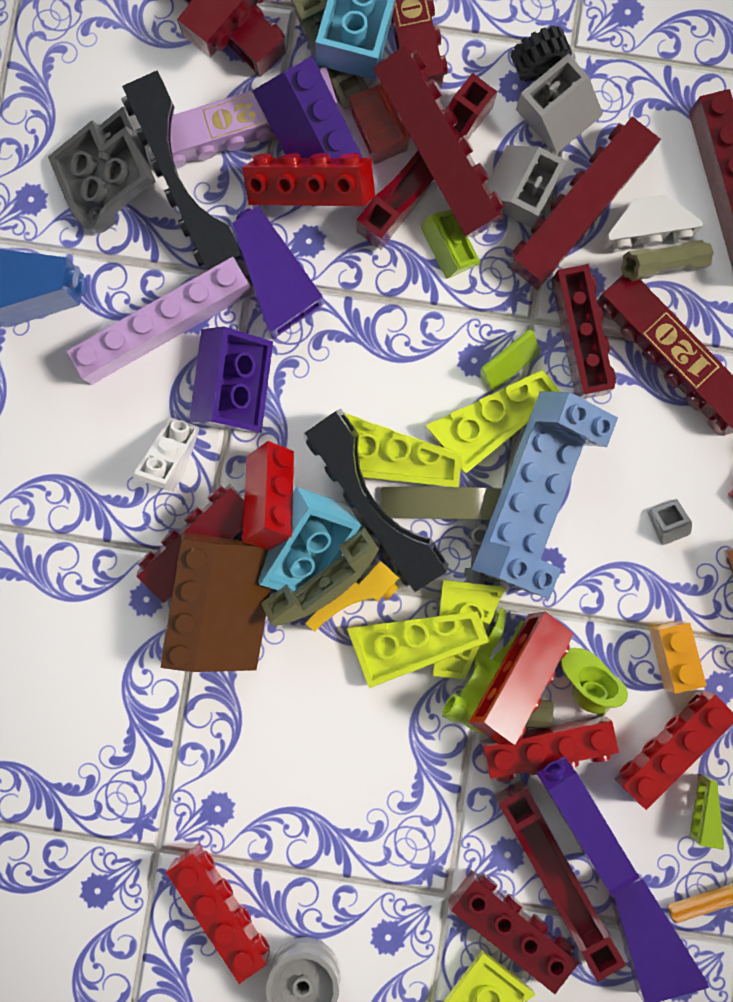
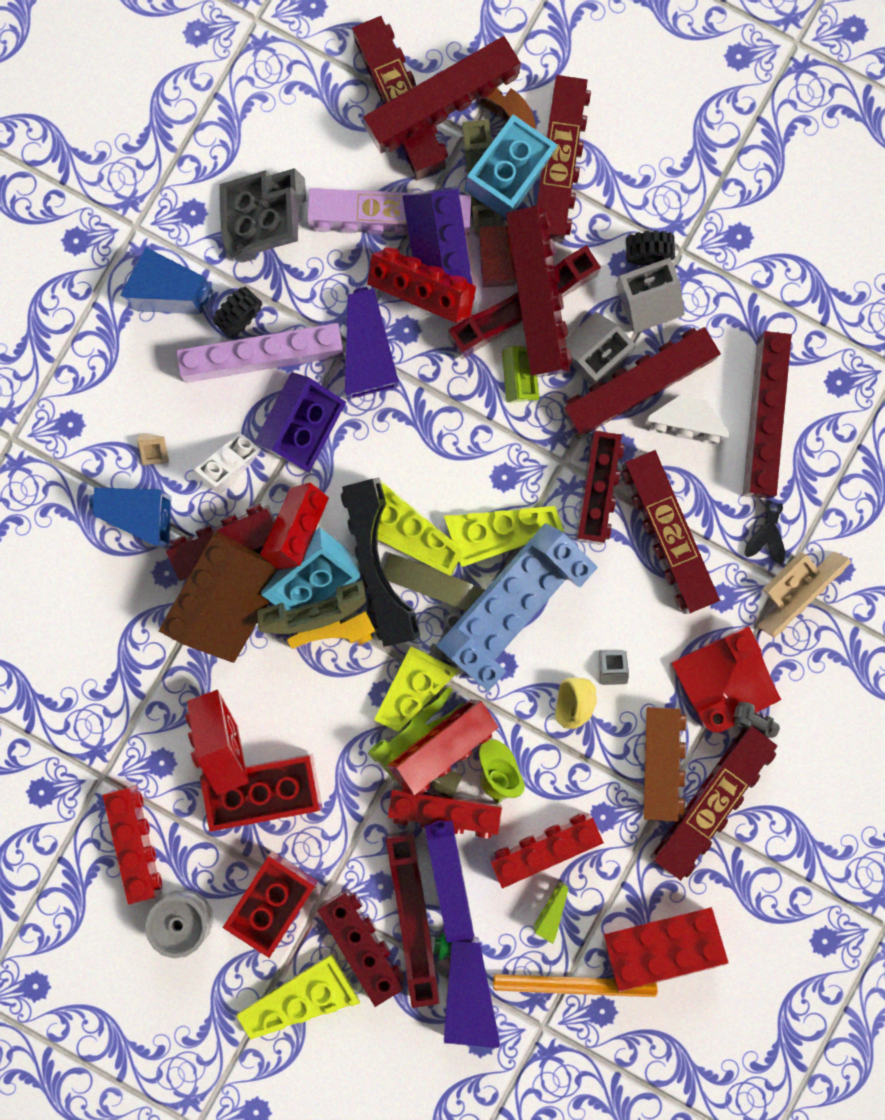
camera: 15 degrees right, 0 degrees up
(81, 470) = (152, 449): none -> tan slope
(86, 544) = (136, 511): none -> blue slope
(118, 285) = (237, 312): none -> black tyre
(154, 110) = (317, 183): black arch -> none
(271, 768) = (216, 742): none -> red brick
(339, 803) = (273, 792): none -> red brick
(396, 923) = (270, 904): none -> red brick
(410, 645) = (358, 687): neon yellow wing -> none
(510, 360) = (532, 489): lime slope -> none
(601, 897) = (441, 947): none -> green plate
(645, 575) = (575, 702): none -> light yellow hair
(647, 262) = (670, 451): olive axle -> none
(677, 656) = (576, 777): light orange brick -> none

